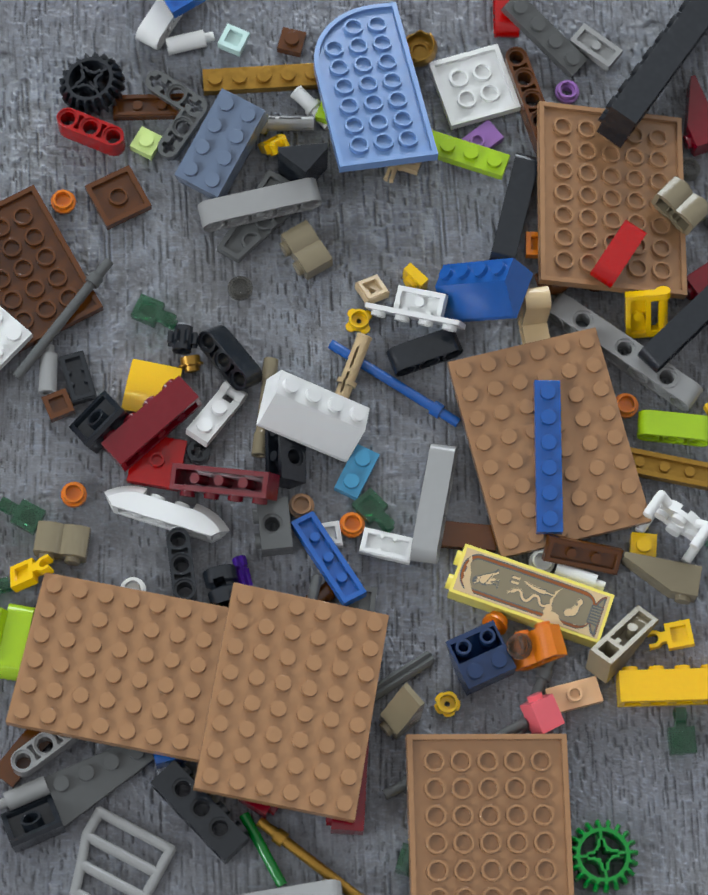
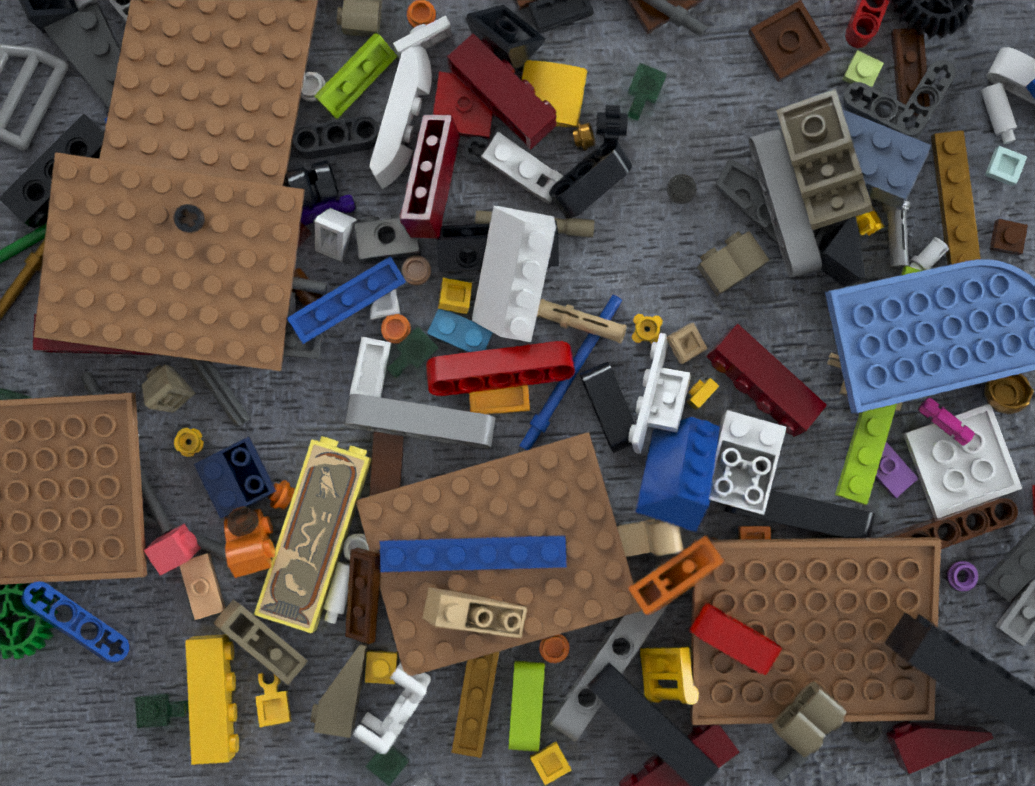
camera: 90 degrees right, 15 degrees up
(96, 493) = (424, 35): none -> white plate
(127, 549) = (355, 76): none -> lime plate
(229, 168) = (824, 160): none -> dark tan slope
(265, 677) = (193, 210): none -> black bush
(268, 569) = (333, 233): none -> white slope
(325, 473) = (454, 295): none -> yellow plate
(390, 437) = (500, 368): none -> red beam
(406, 228) = (766, 381): none -> dark red brick
(414, 442) = (500, 400): none -> light orange tile
(443, 94) = (946, 421): none -> dark pink axle
(471, 240) = (745, 461): none -> white slope
(567, 293) = (676, 576): none -> orange slope
(597, 457) = (473, 613): none -> tan slope
(601, 795) = (73, 626): none -> blue beam

